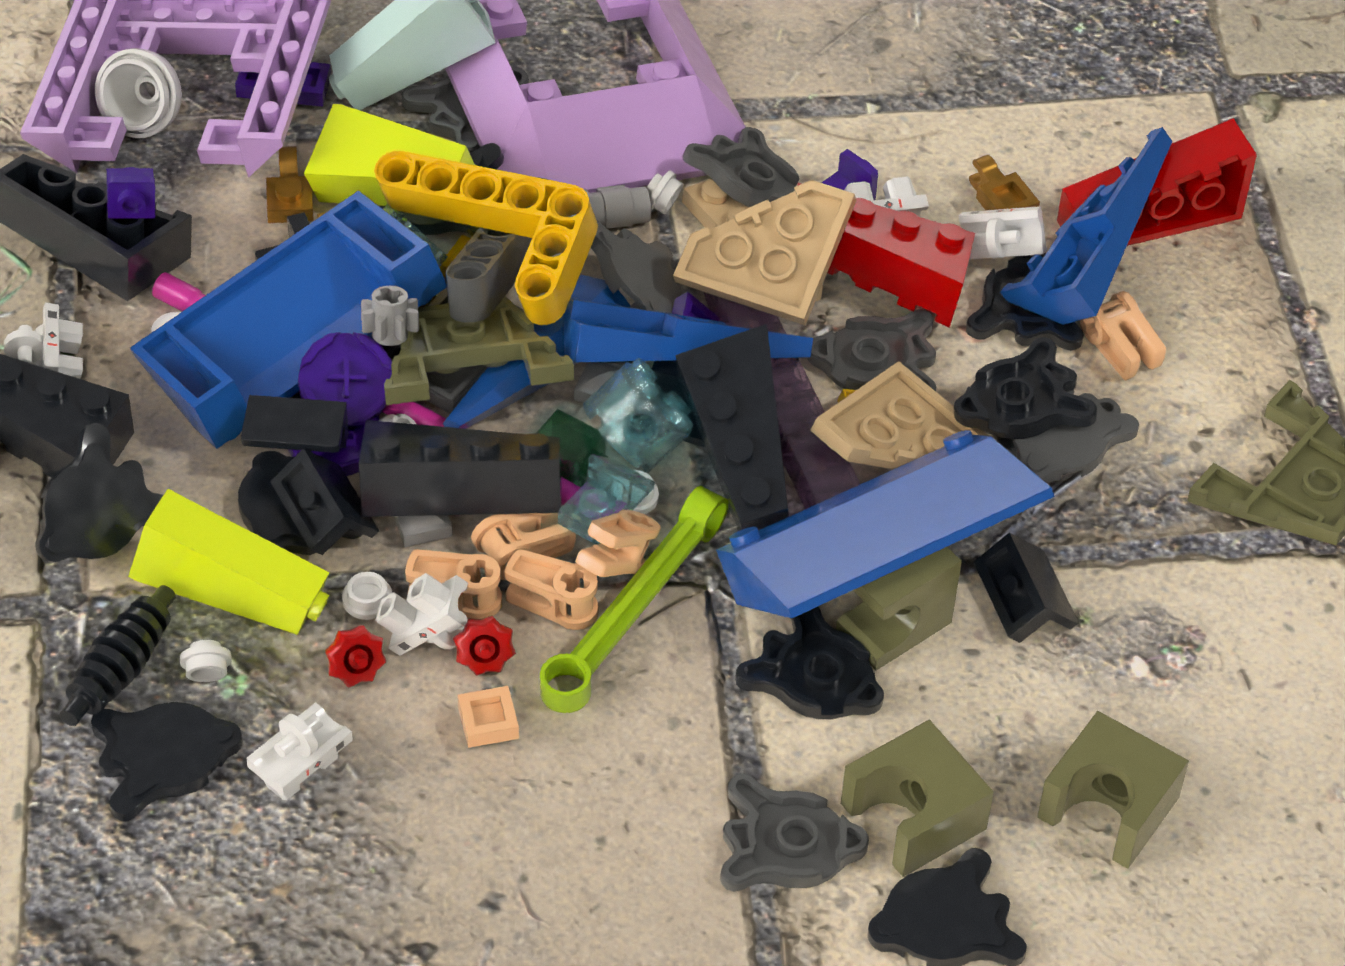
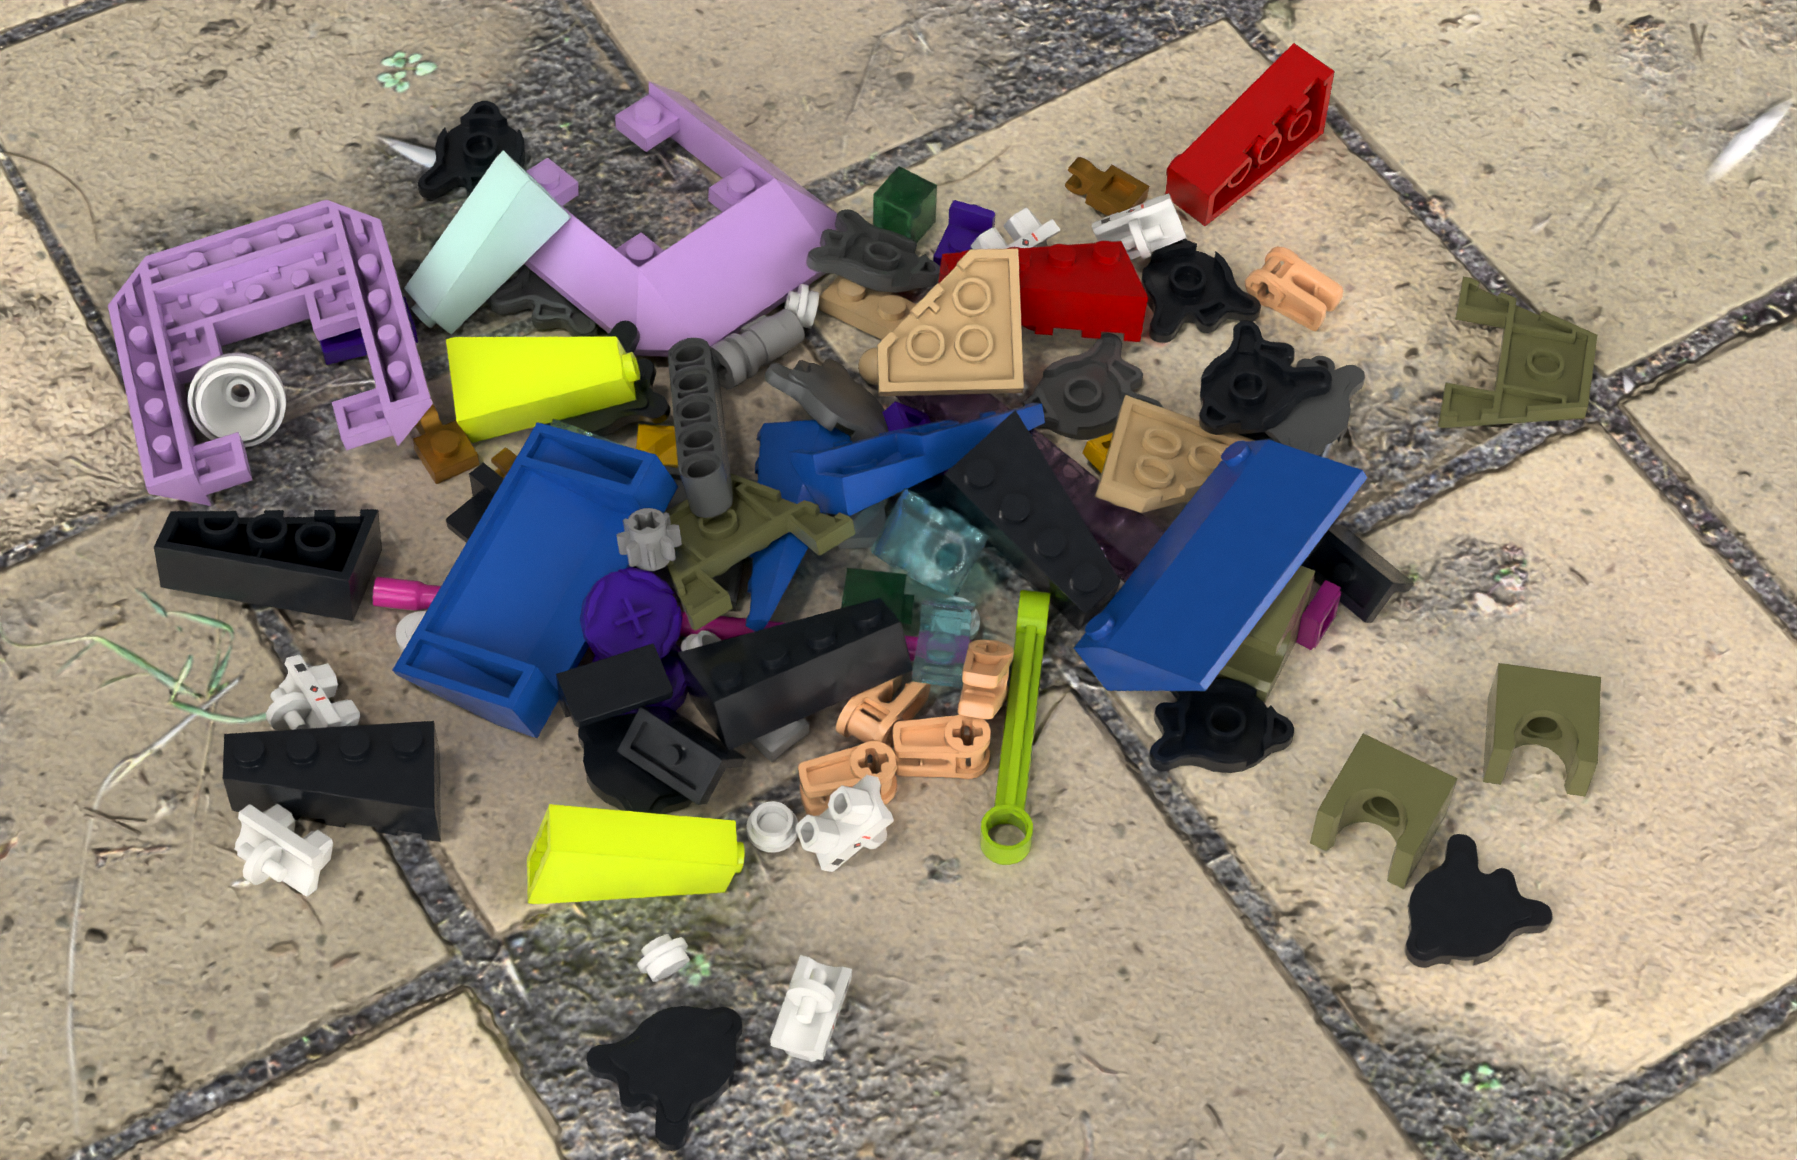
camera: 25 degrees left, 5 degrees up
(92, 504) = (464, 844): black tile -> none
(117, 655) = (577, 988): black piece -> none
(130, 192) = (309, 510): dark purple bracket -> none
(355, 656) = (801, 891): red piece -> none
(457, 195) = (696, 395): yellow beam -> none
(484, 645) = (914, 830): red piece -> none
(488, 716) = (958, 898): light nougat plate -> none
(786, 838) = (1286, 897): dark grey tile -> none
(805, 141) = (905, 204): none -> clear green brick
(965, 612) = (1319, 615): none -> magenta tile
(1089, 246) = (1229, 233): blue wedge -> none

